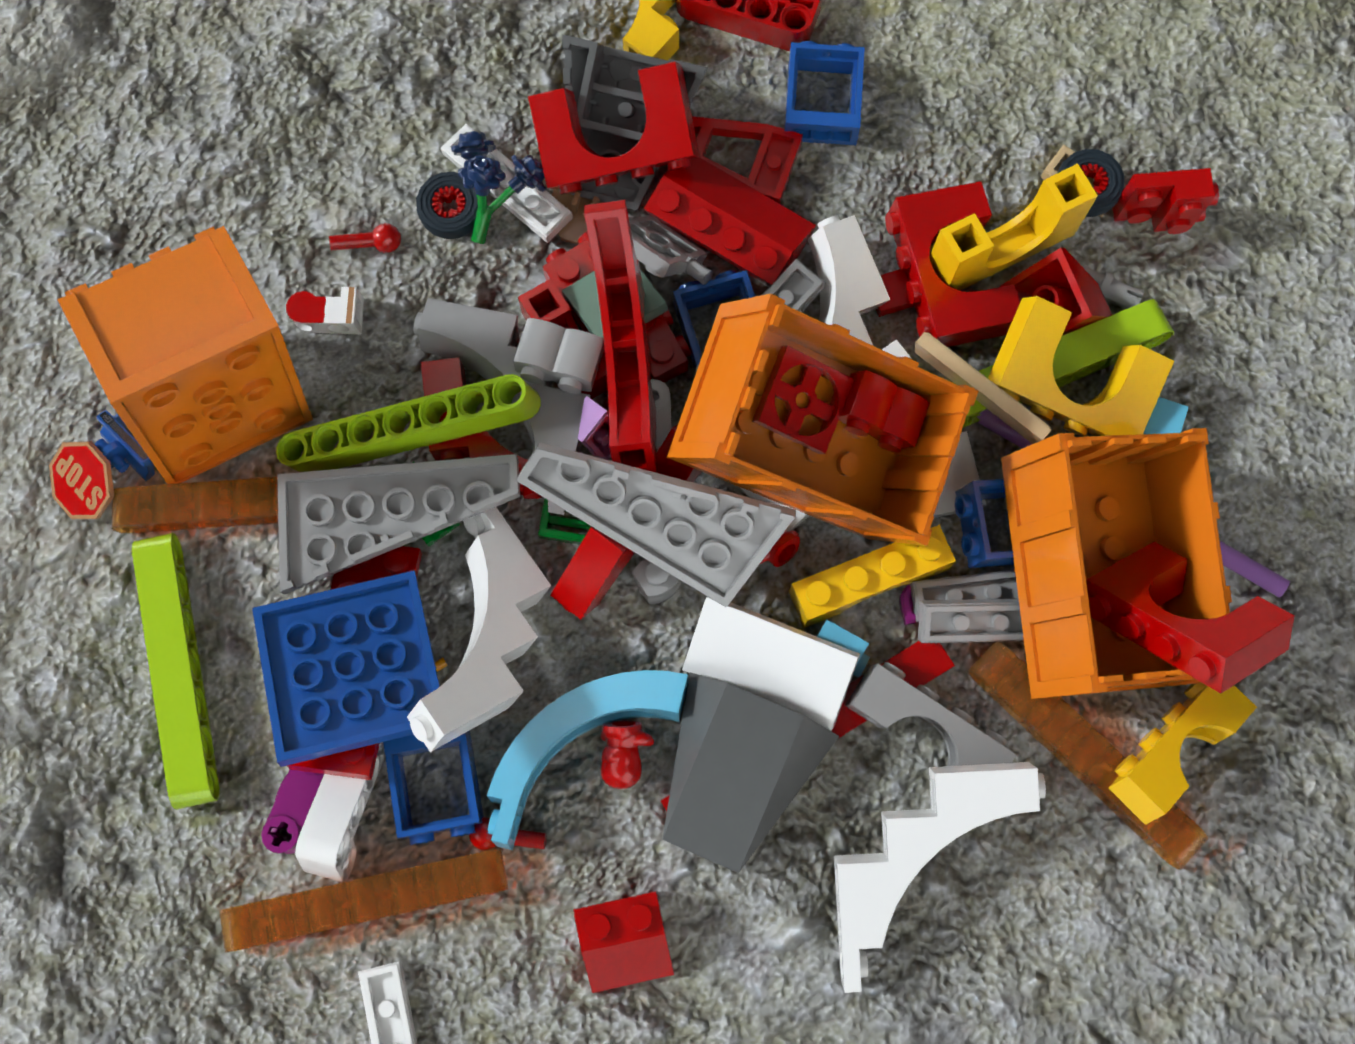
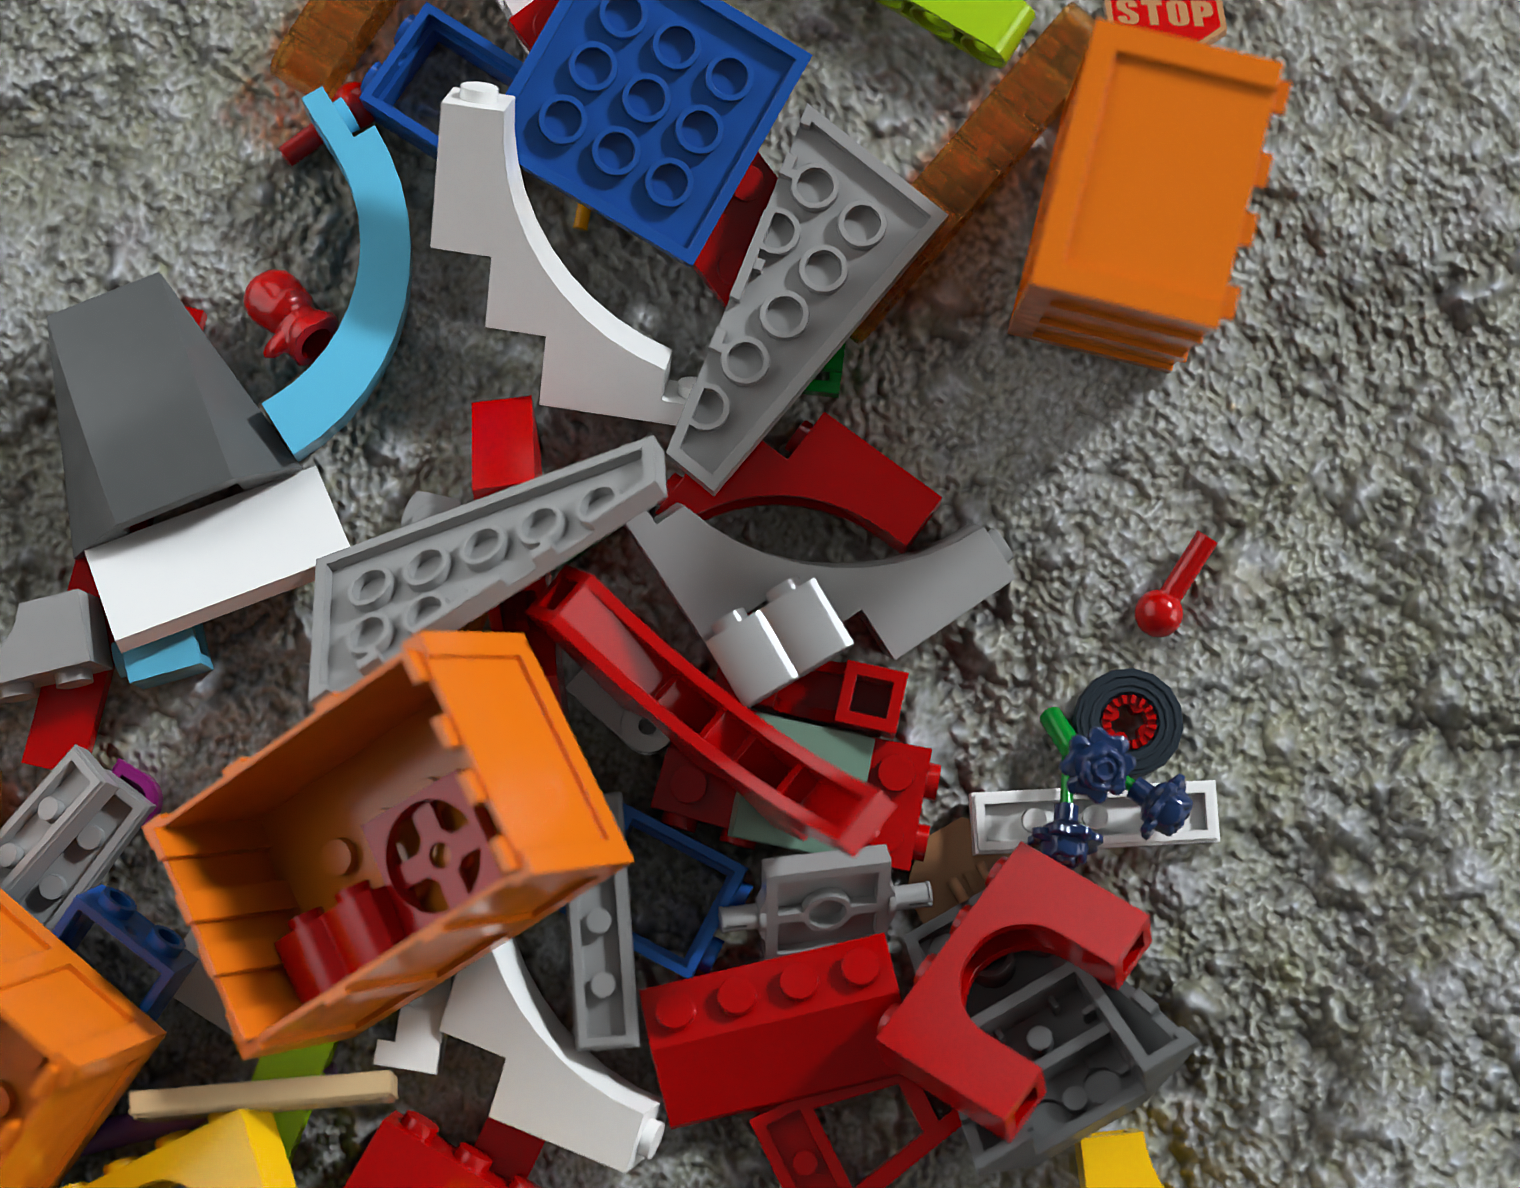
camera: 135 degrees right, 5 degrees up
(327, 314) = (1130, 441): leg -> none
(424, 429) = (855, 427): lime beam -> none
(595, 429) = (665, 613): lavender slope -> none
(623, 941) = (108, 144): red slope -> none
(869, 575) = (216, 725): yellow arch -> none

